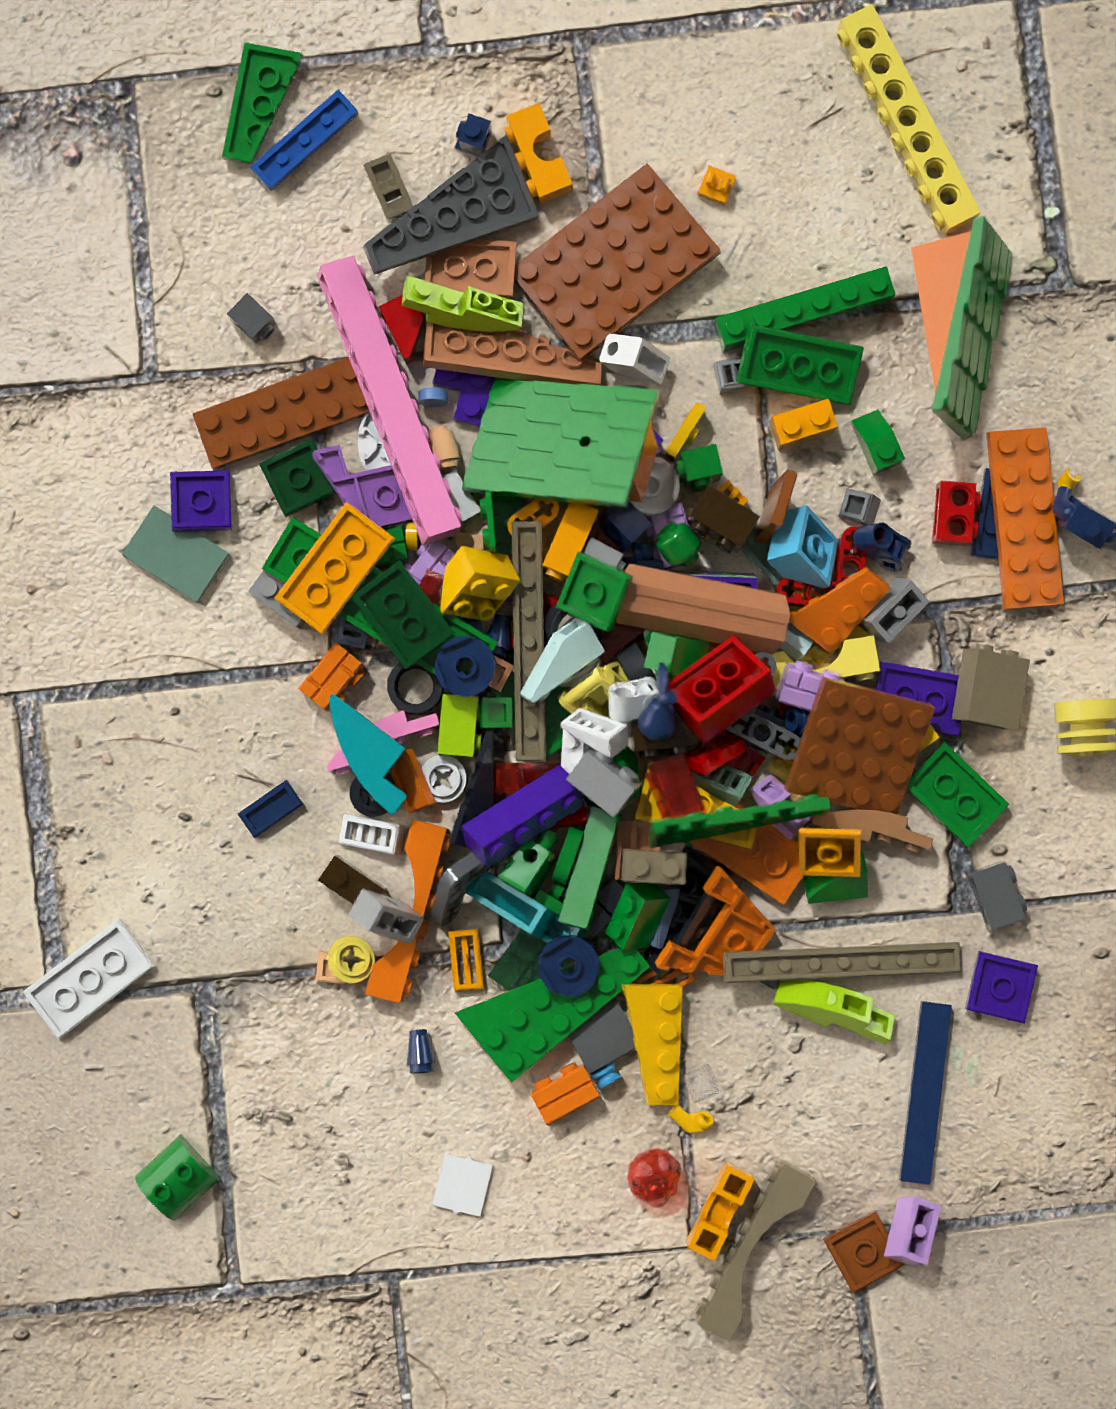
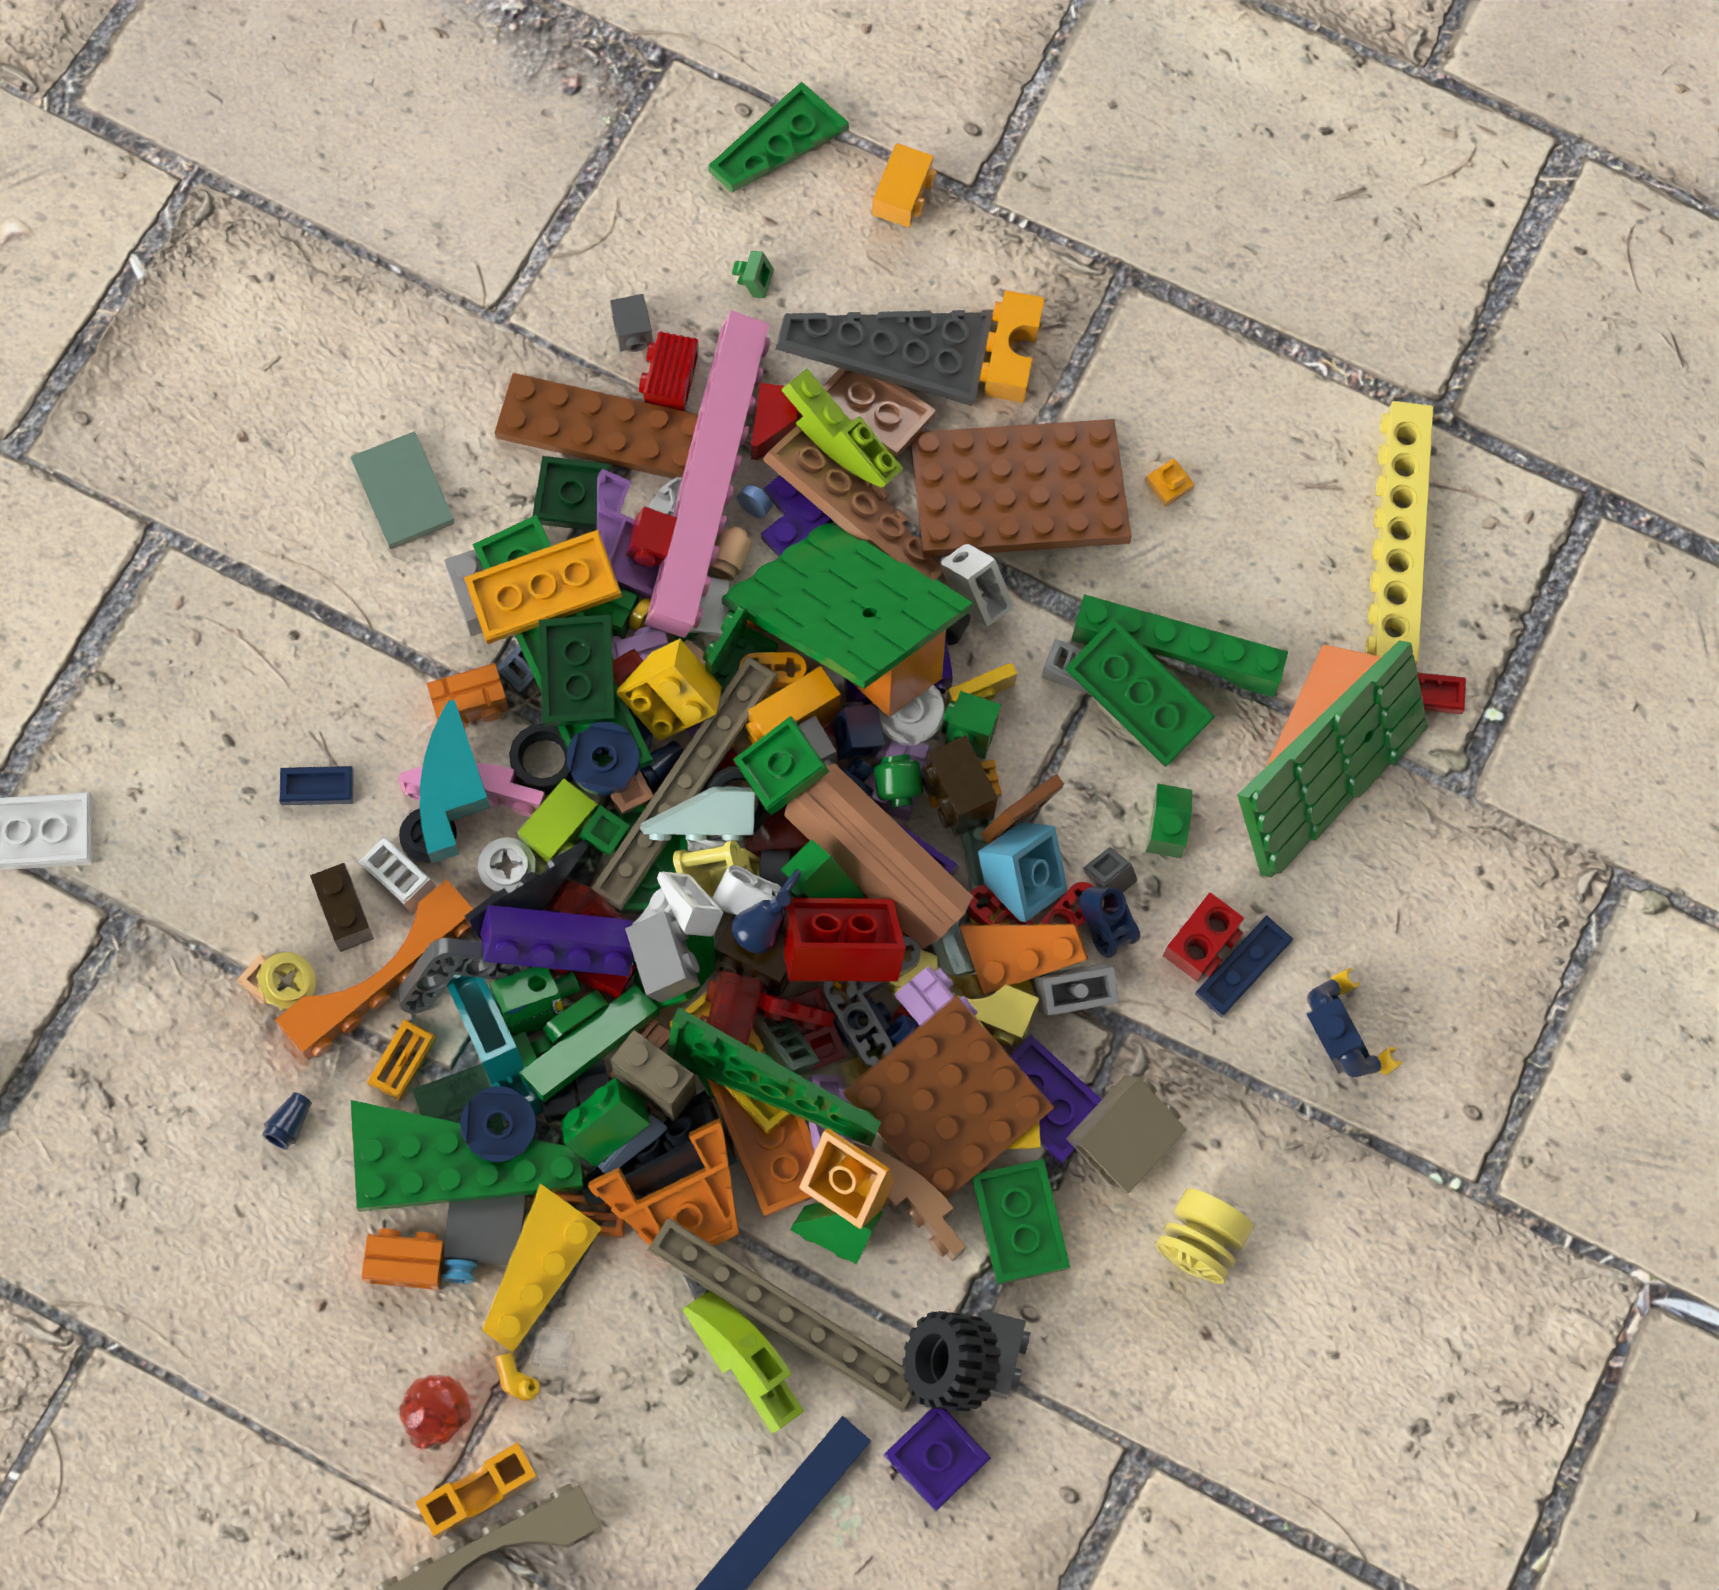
camera: 30 degrees right, 15 degrees down
(200, 501) = (462, 455): dark purple plate -> none
(304, 140) = (797, 199): blue plate -> none
(305, 338) = (670, 371): none -> red brick
(314, 220) = (754, 273): none -> green tile
(376, 78) = (903, 185): none -> light orange brick
(384, 479) = (650, 537): none -> red brick
(386, 916) = (350, 950): light grey brick -> none
(388, 186) = (848, 285): dark tan slope -> none
(411, 780) = (473, 845): orange tile -> none
(462, 1184) = (233, 1289): white piece -> none
(473, 135) = (959, 287): dark blue brick -> none
(803, 424) = (1105, 753): light orange brick -> none
(976, 923) = (951, 1361): none -> black tyre
(1008, 221) = (1442, 692): none -> red plate
(1024, 518) = (1274, 990): orange plate -> none

